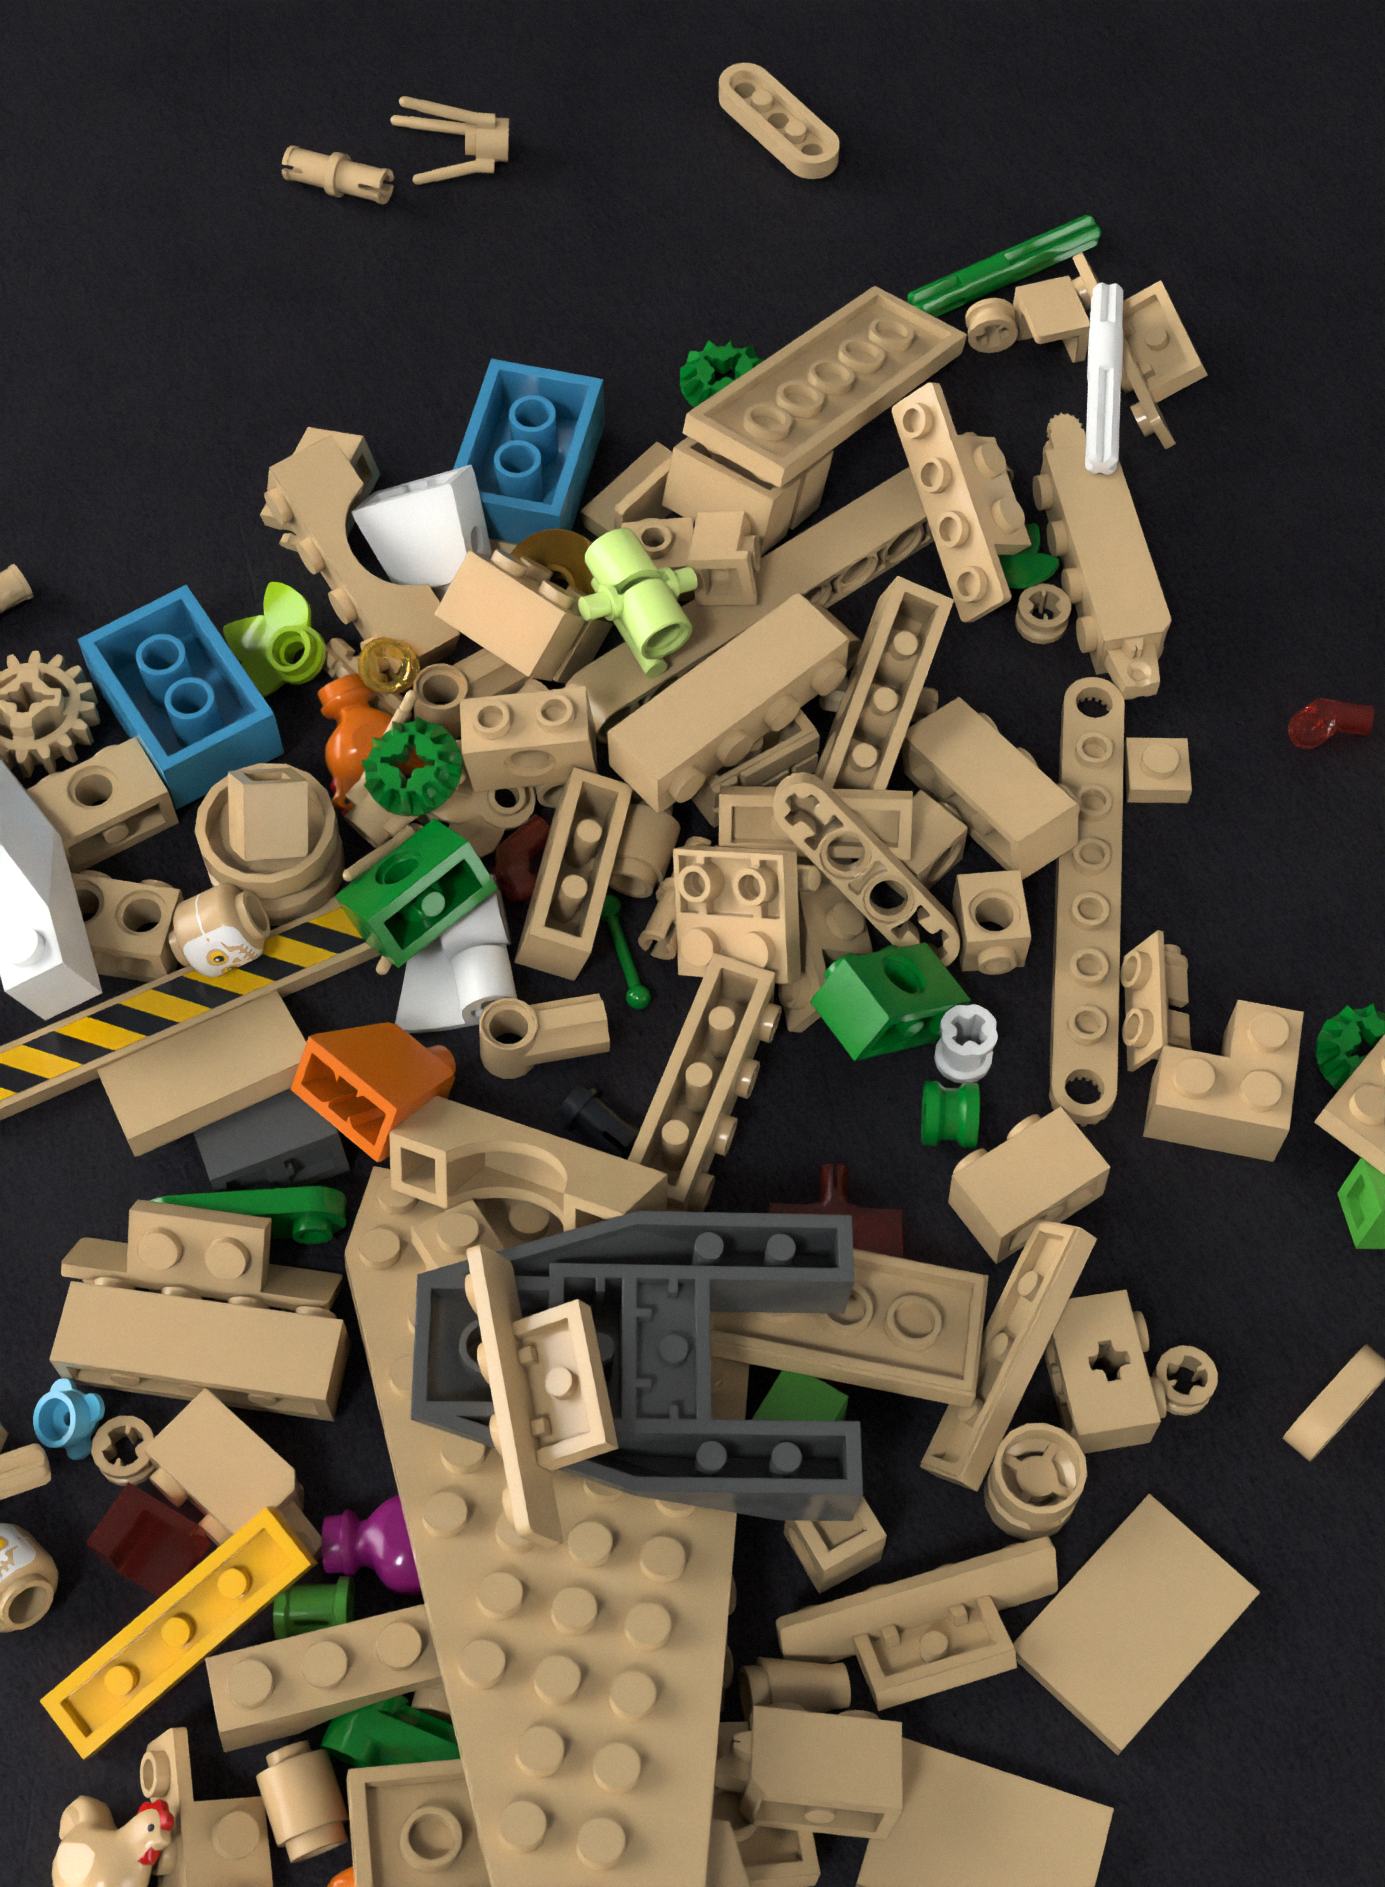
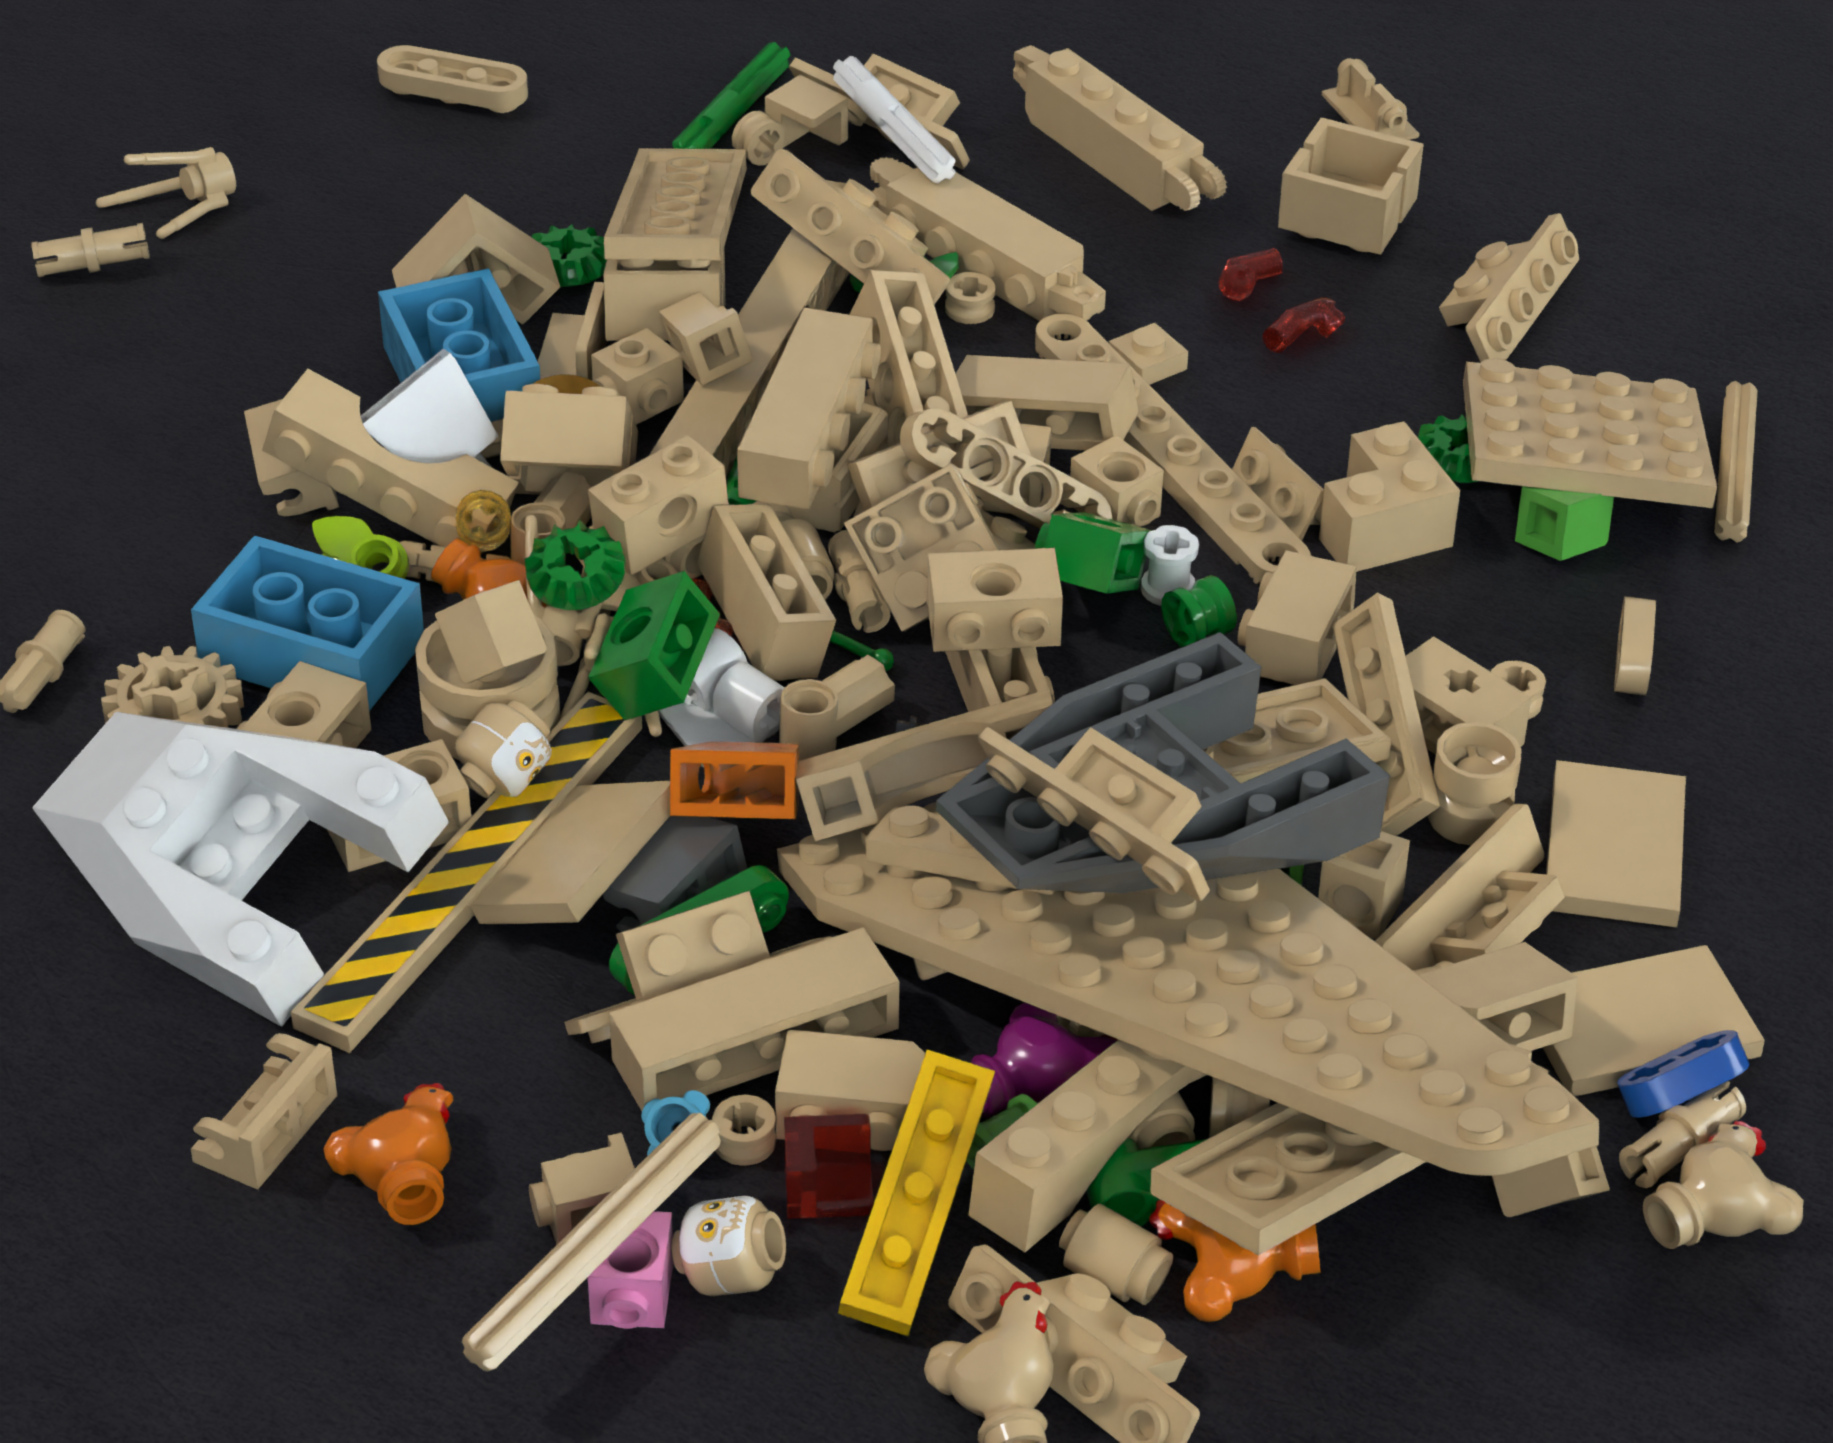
camera: 35 degrees left, 20 degrees down
(638, 598) = (667, 382): yellowish green pin -> none
(639, 366) = (479, 239): none -> tan brick
(696, 999) = (994, 599): none -> tan brick
(1327, 484) = (1114, 130): none -> tan hinge
(1331, 805) = (1298, 319): none -> clear red arm

